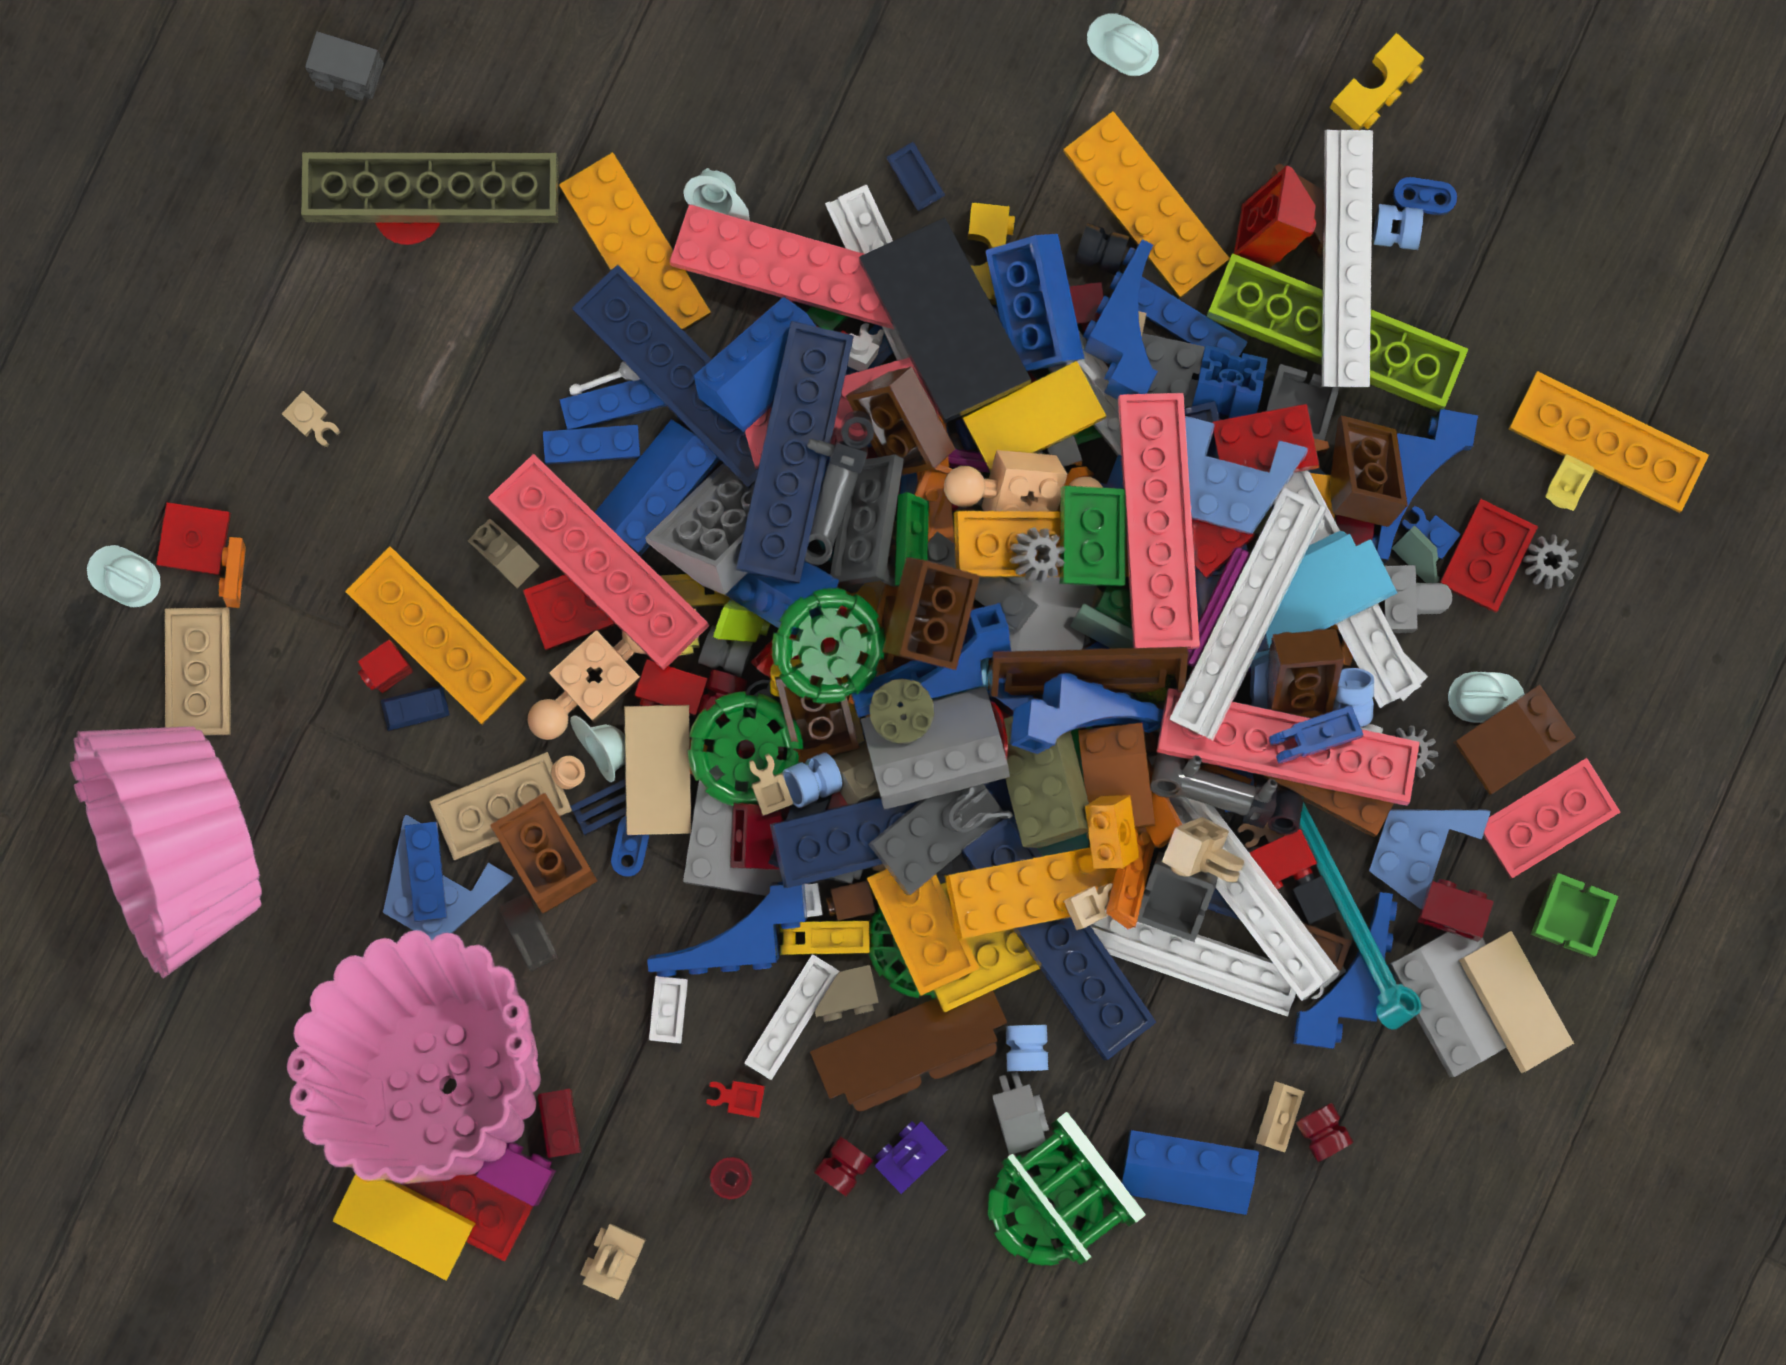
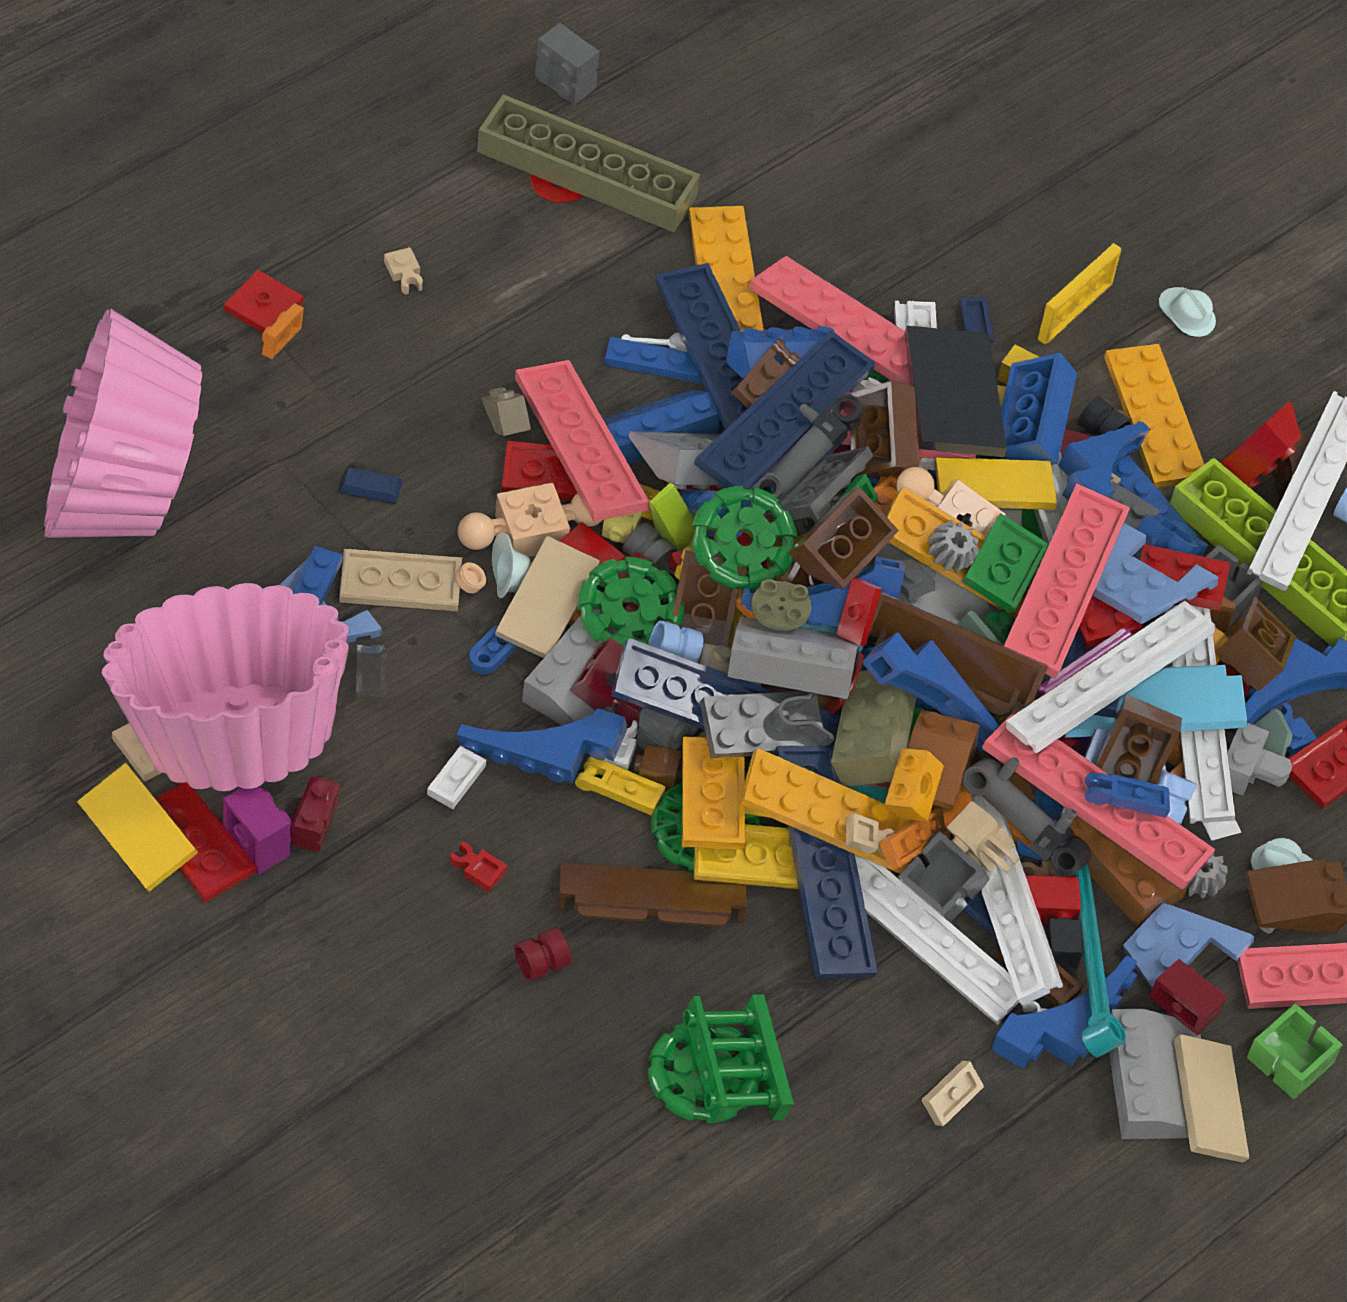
camera: 20 degrees right, 30 degrees down
(123, 576) = (193, 305): light aqua piece -> none
(198, 669) = (225, 375): tan tile -> none
(384, 667) = (364, 436): red brick -> none
(436, 635) = (418, 443): light orange plate -> none
(543, 853) = (418, 620): dark orange slope -> none
(591, 444) = (619, 378): blue plate -> none
(598, 824) = (483, 611): dark blue tile -> none
(613, 1260) = (300, 935): tan brick -> none
(715, 192) = (810, 253): light aqua piece -> none
(731, 1178) = (439, 918): dark red wheel -> none
(752, 414) = (765, 373): none -> reddish brown plate
(770, 790) = (637, 628): tan plate -> none
(791, 1017) = (559, 829): white plate -> none
(848, 991) = (617, 831): dark tan slope -> none
(910, 1156) = (605, 974): dark purple brick -> none
(979, 680) = (859, 611): none -> red plate
(1010, 98) = (1079, 294): none -> yellow tile
(1020, 1116) = (719, 978): light grey brick -> none
(1027, 1048) = (752, 938): light blue wheel -> none
(1189, 1172) = (851, 1097): blue slope -> none
(1324, 1132) = (986, 1119): dark red wheel -> none

